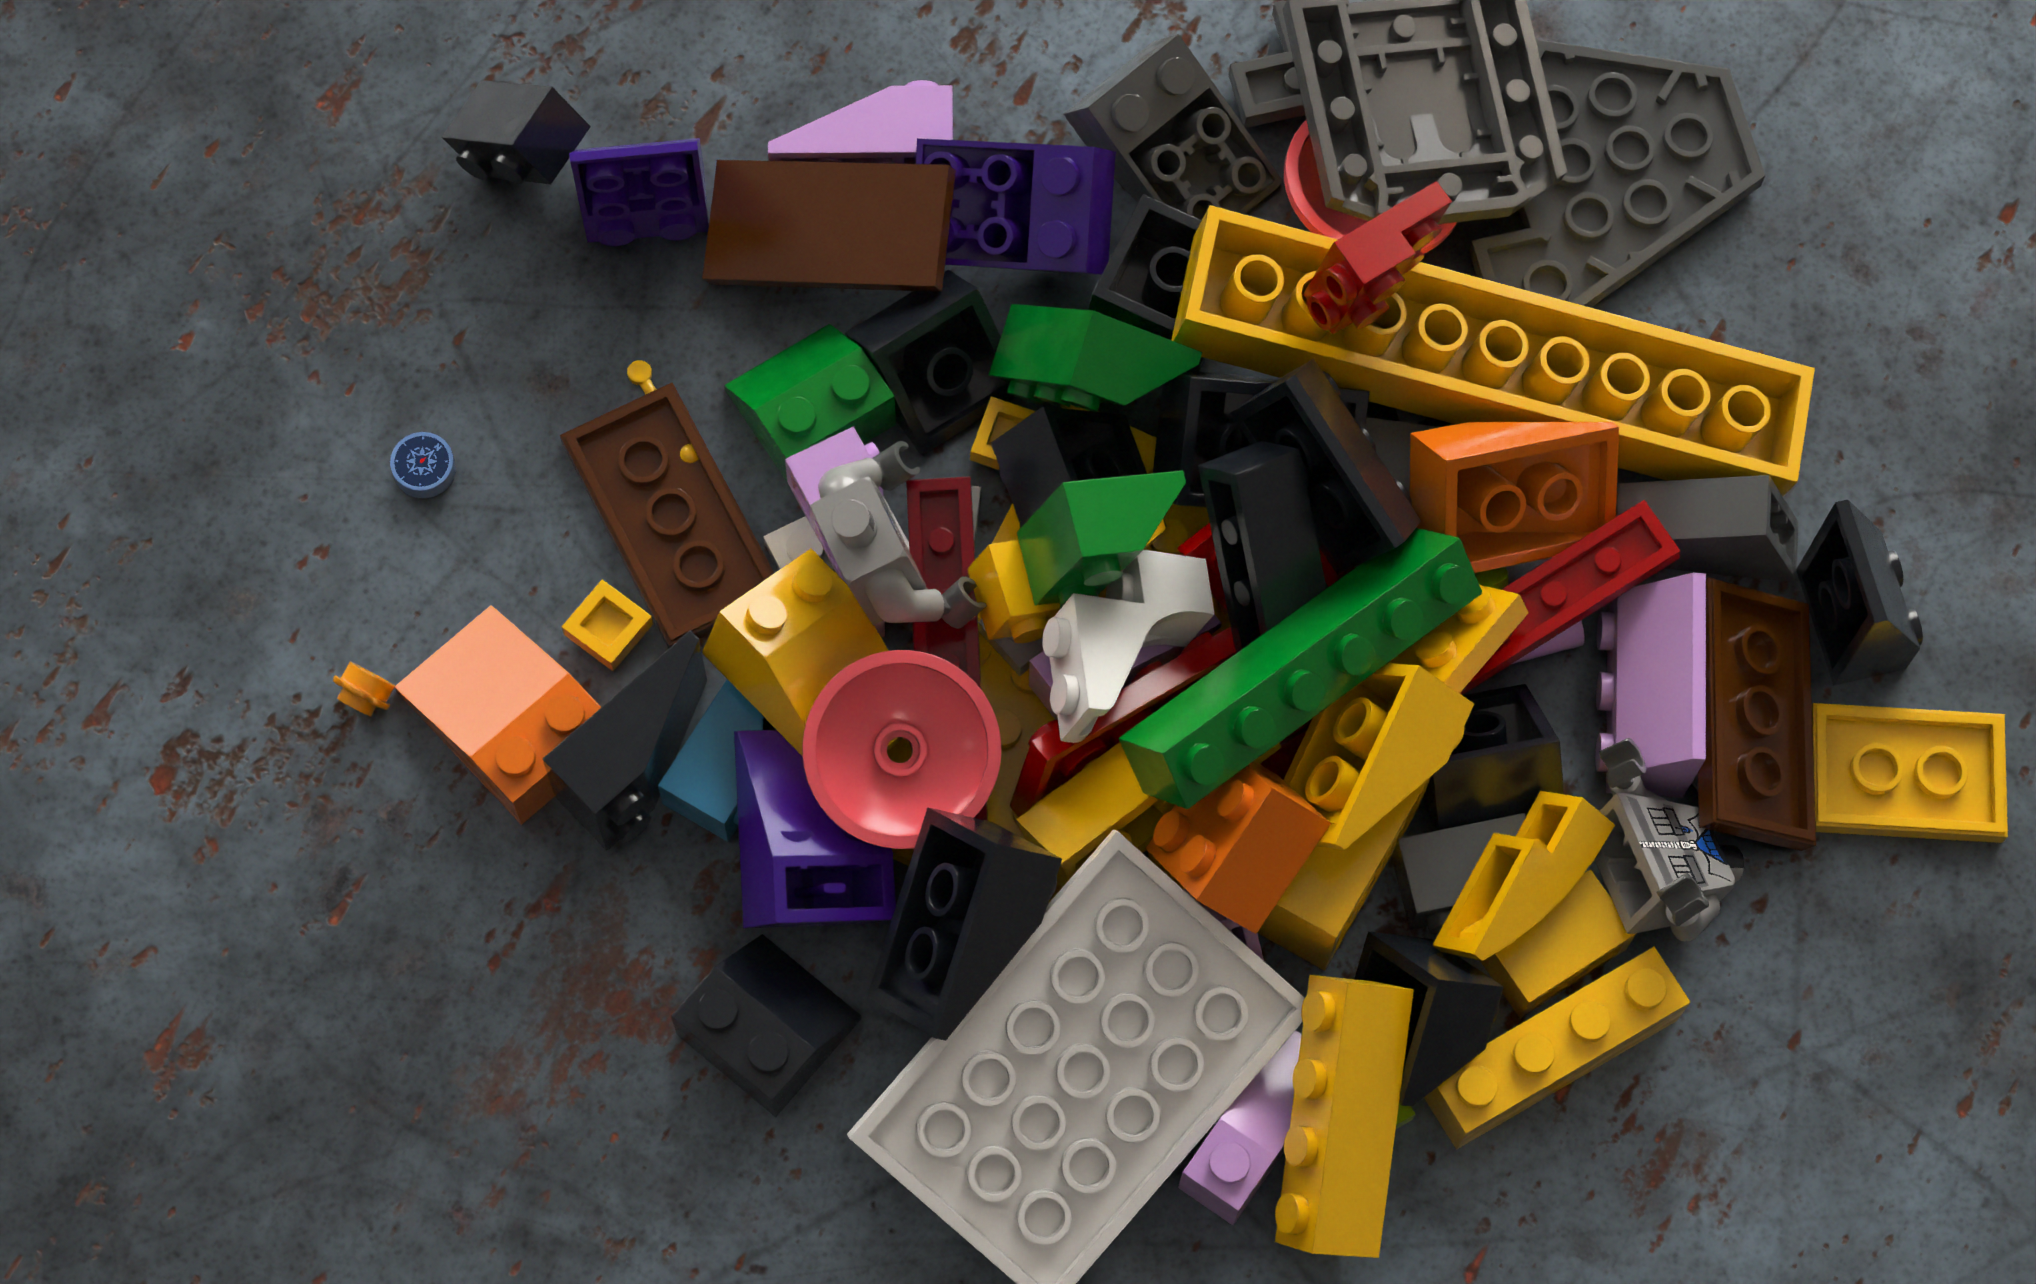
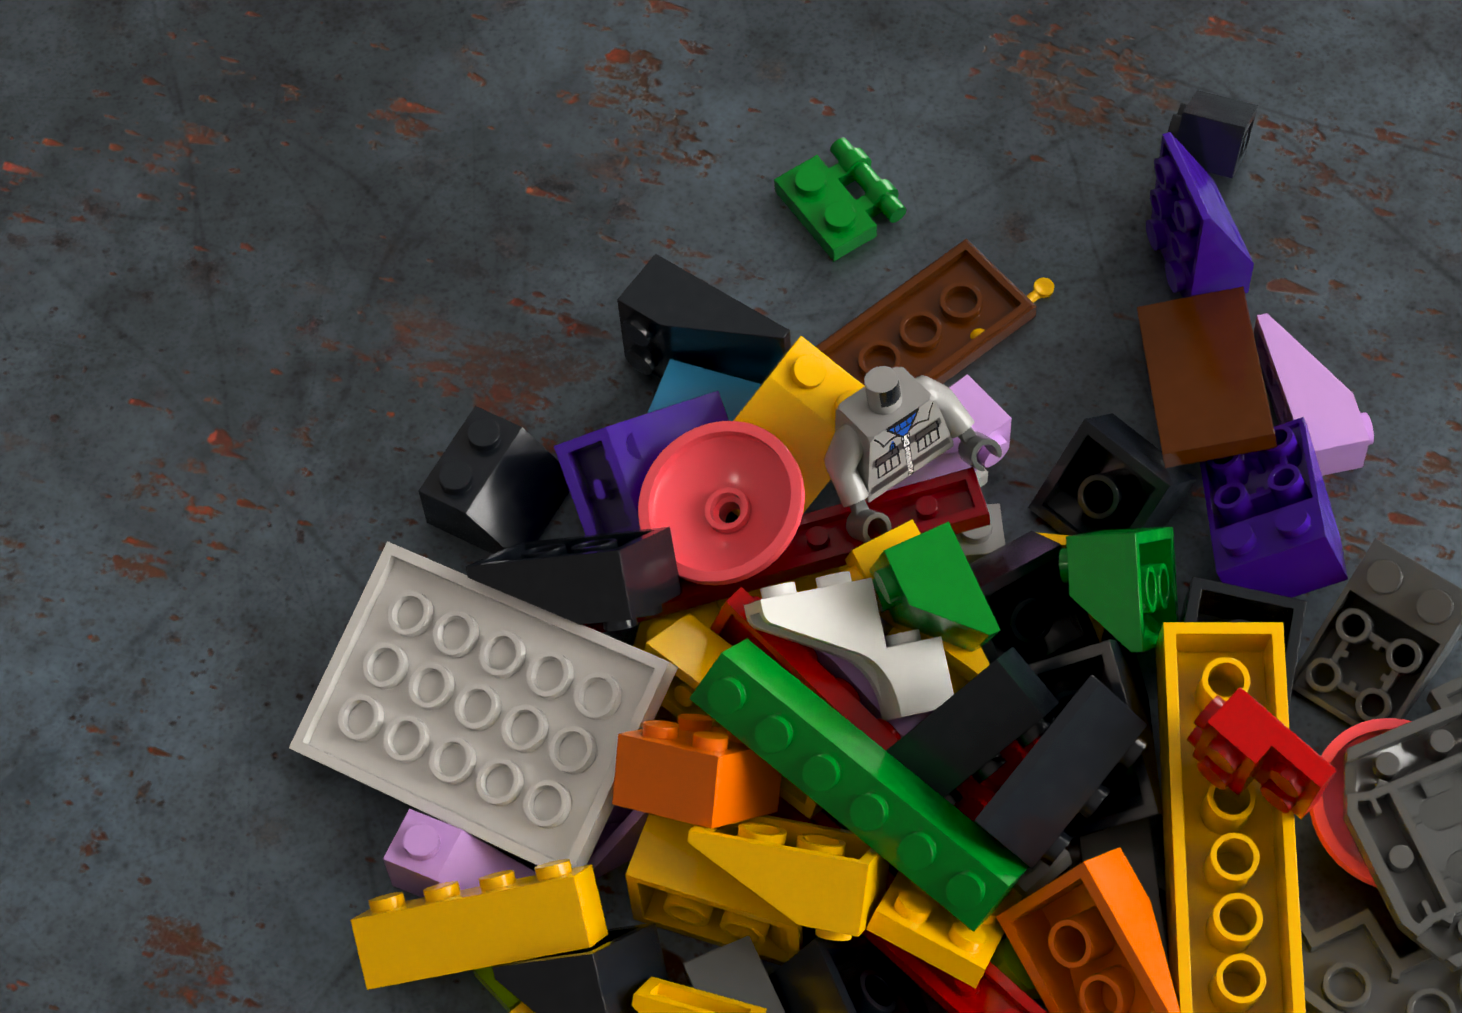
camera: 85 degrees right, 10 degrees down
(363, 689) = (715, 157): light orange plate -> none
(423, 465) = (916, 155): tile -> none
(465, 579) = (828, 209): none -> green plate
(499, 708) = (726, 242): slope -> none
(607, 625) = (809, 306): yellow plate -> none
(812, 395) = (1045, 403): green slope -> none

